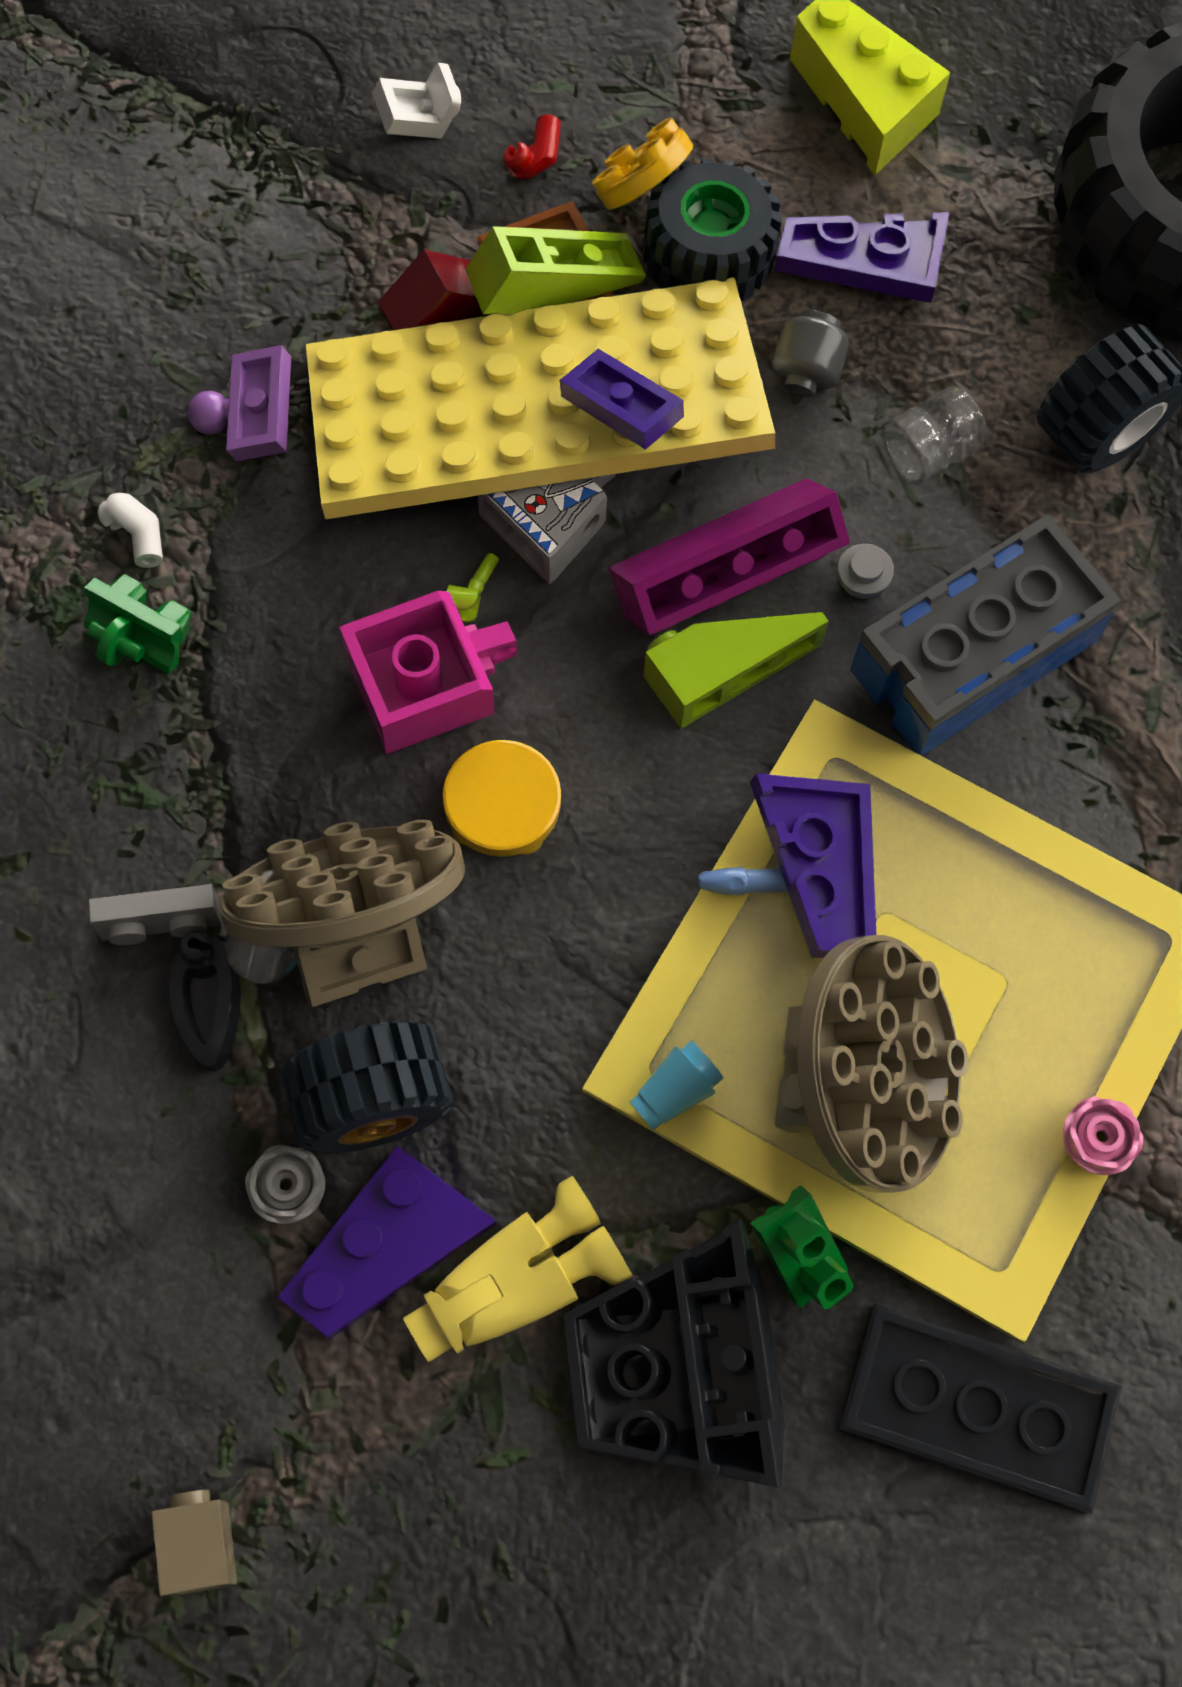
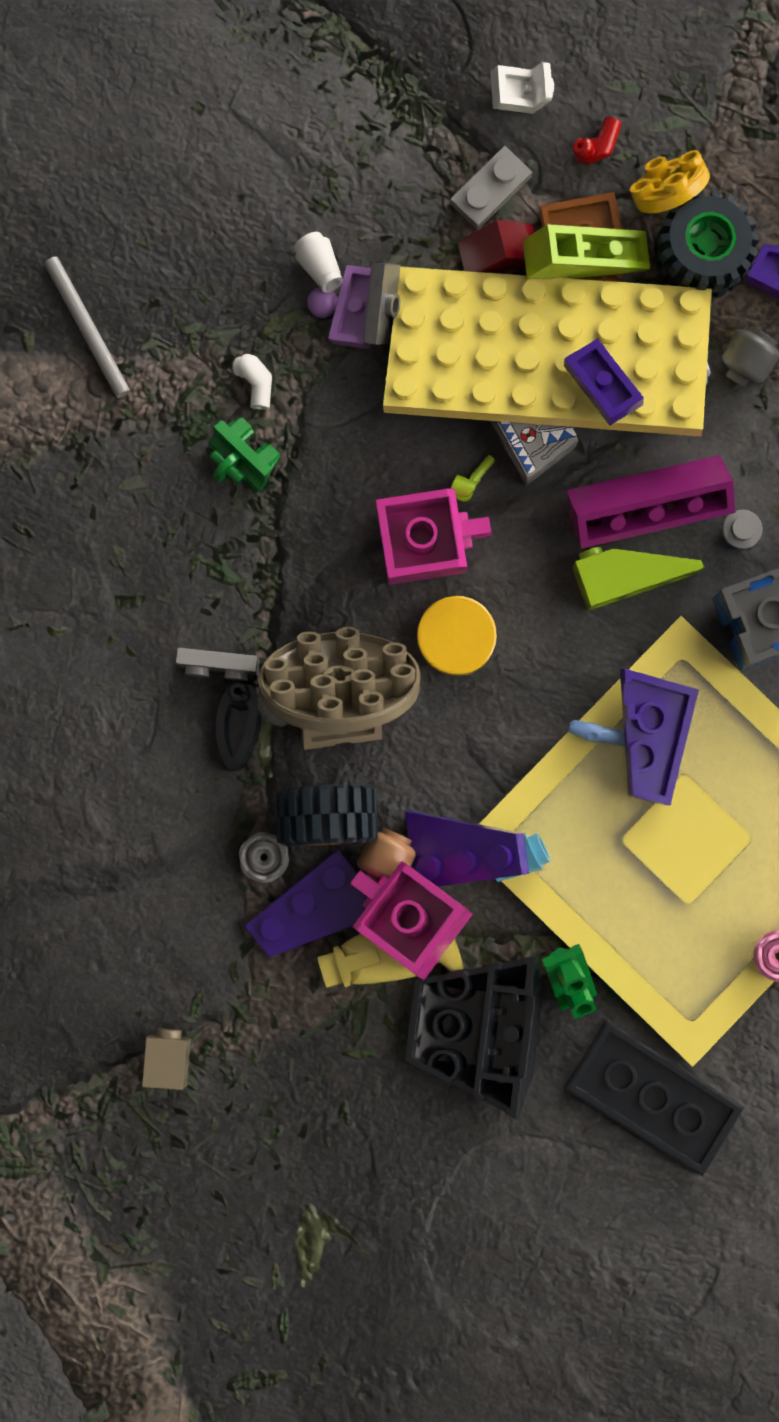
camera: 20 degrees right, 15 degrees up
(189, 354) = (318, 260): none -> white cone
(290, 384) = (382, 303): none -> flat silver plate
(407, 228) = (491, 188): none -> light grey plate
(475, 1137) = (385, 854): none -> medium nougat head
(531, 1204) = (409, 918): none -> dark pink hinge
(587, 1097) = (463, 852): none -> dark purple wing
(873, 1065) = (644, 881): dark tan bracket -> none

